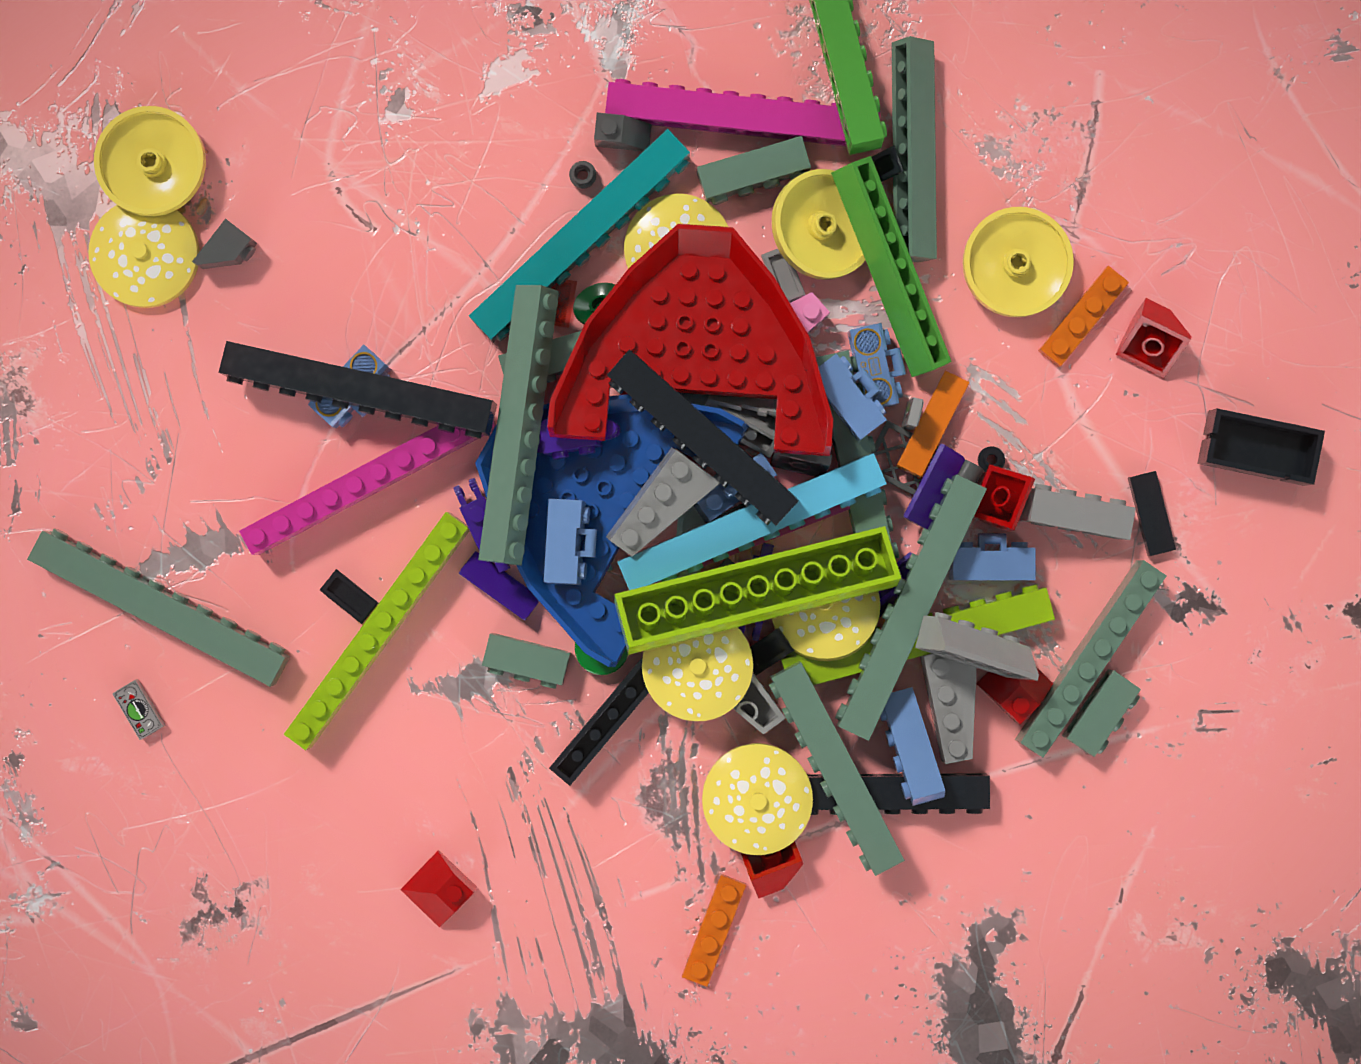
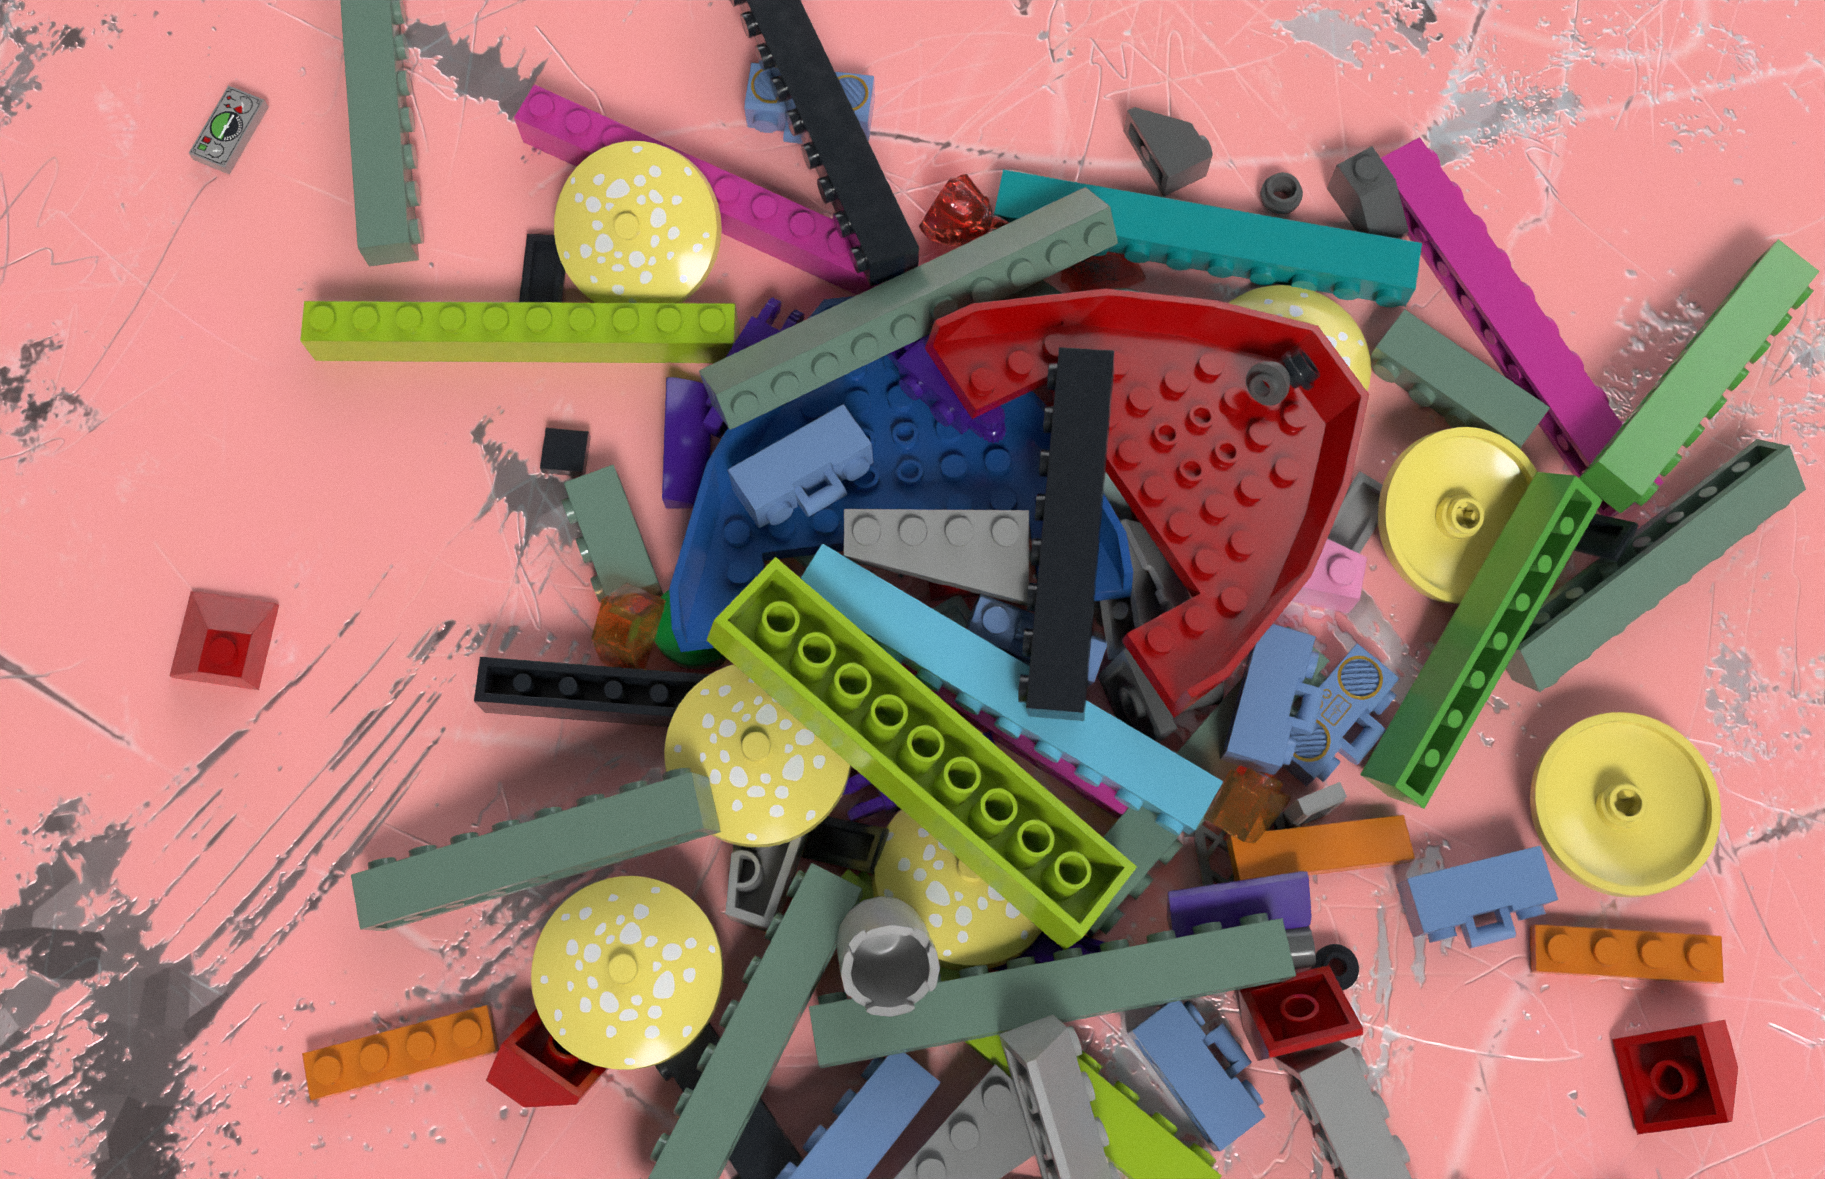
camera: 55 degrees right, 15 degrees down
(363, 531) = (637, 225): none -> light yellow dish
(459, 651) = (565, 452): none -> black tile
(479, 356) = (959, 214): none -> clear red piece
(516, 216) = (1168, 149): none -> dark grey slope
(583, 683) = (627, 627): none -> clear orange slope
(669, 805) = (535, 851): none -> sand green brick
(692, 275) = (1275, 376): none -> dark grey plate
(695, 252) = (1301, 369): none -> black plate
(843, 675) = (886, 956): none -> light grey cylinder
(890, 446) = (1247, 804): none -> clear orange slope
(1001, 372) = (1455, 895): none -> medium blue piece

